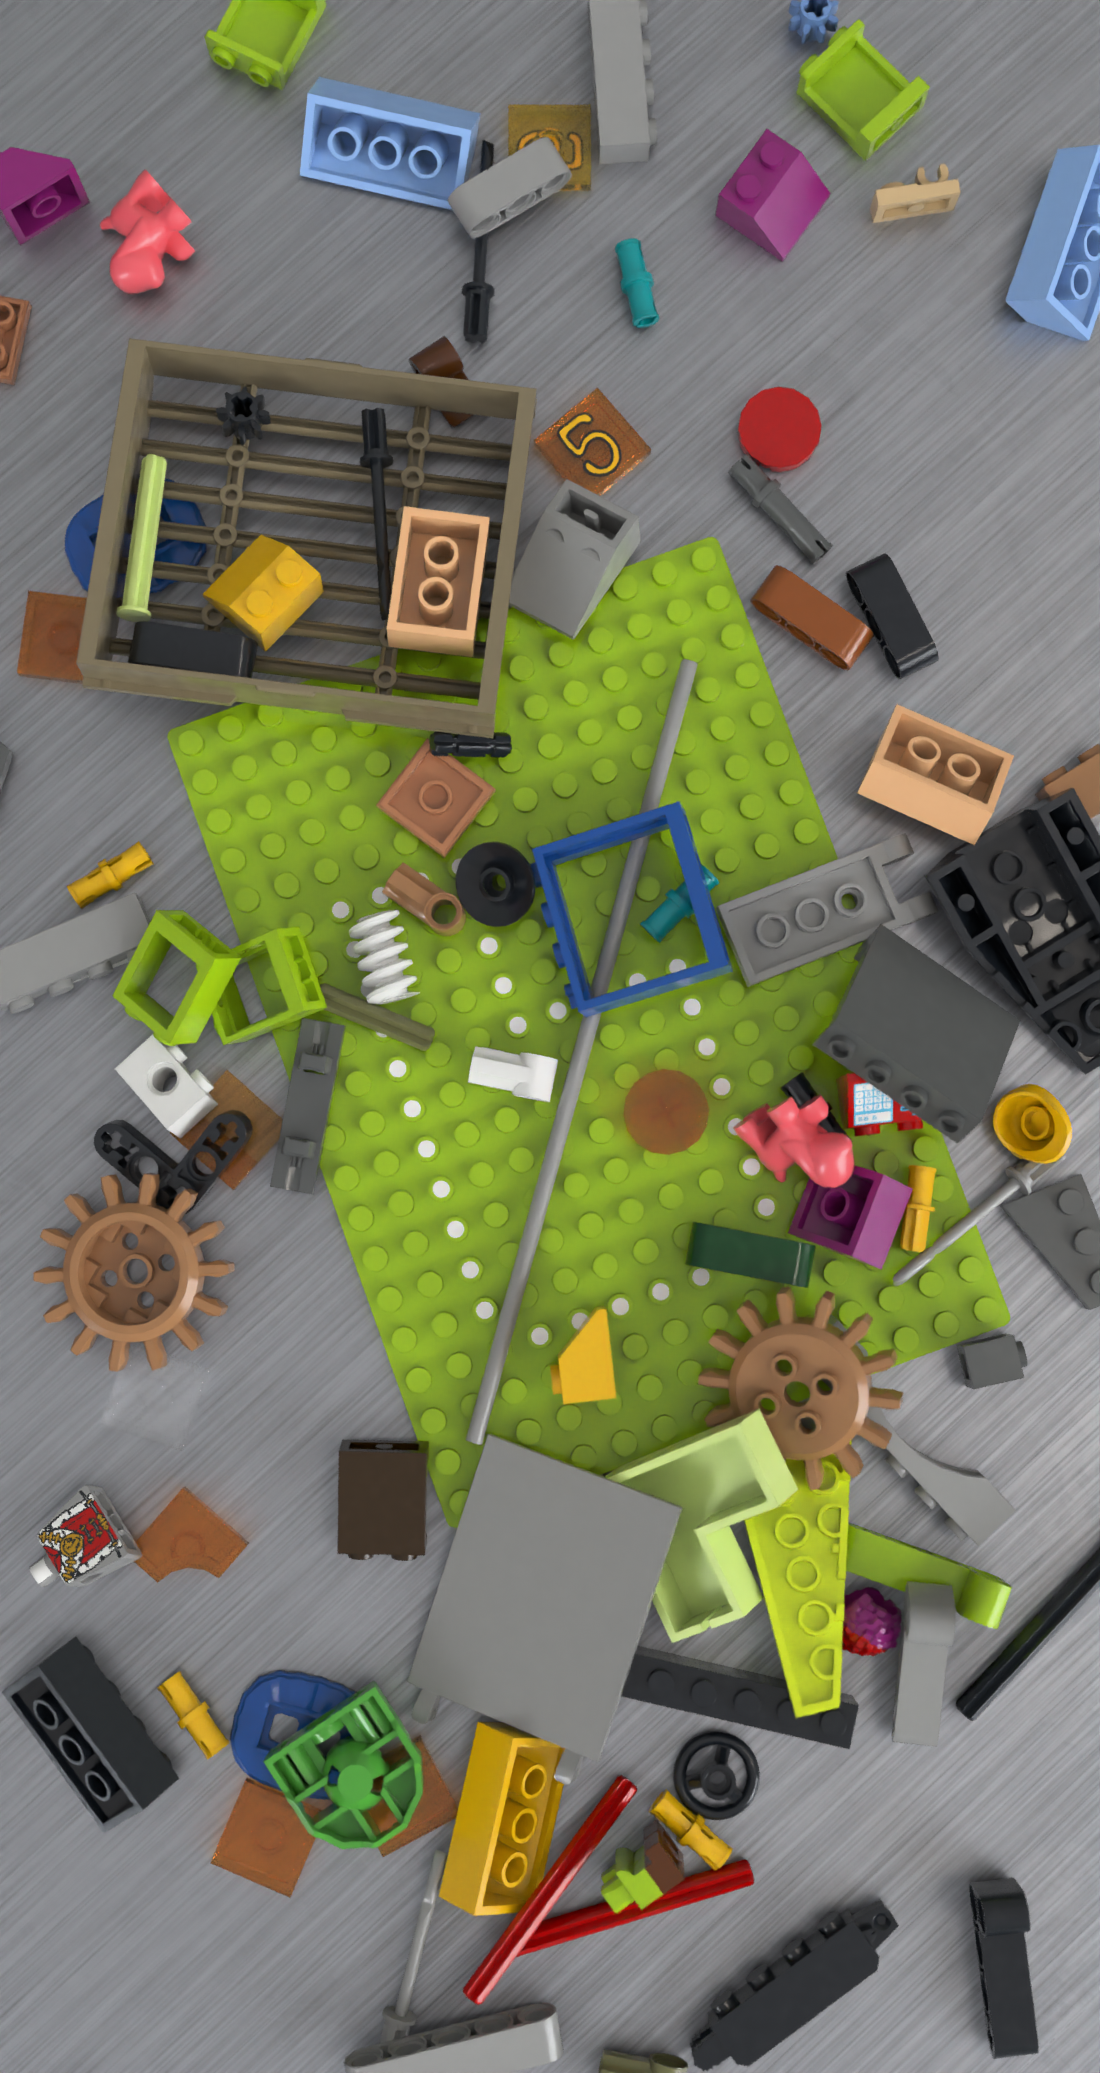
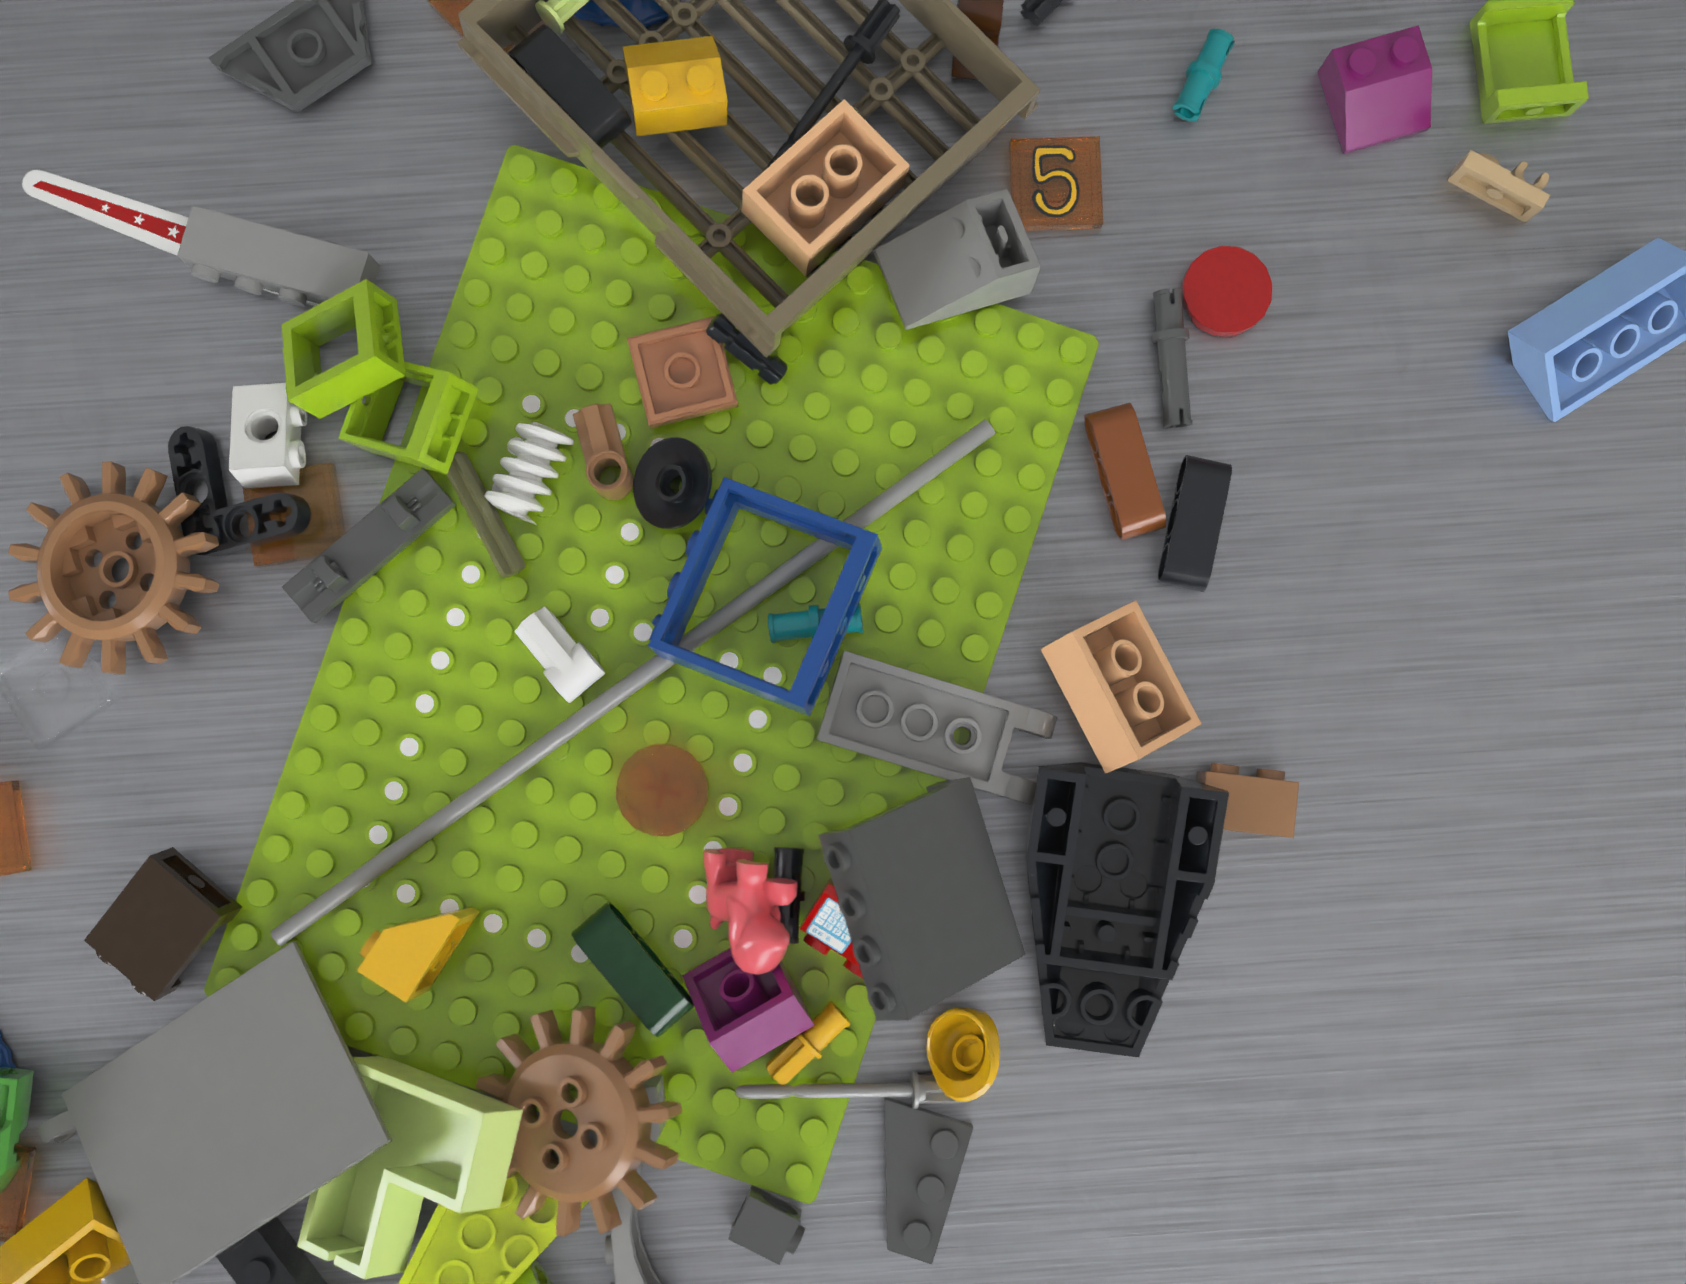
camera: 40 degrees right, 0 degrees up
(110, 875) = (367, 225): yellow pin -> none

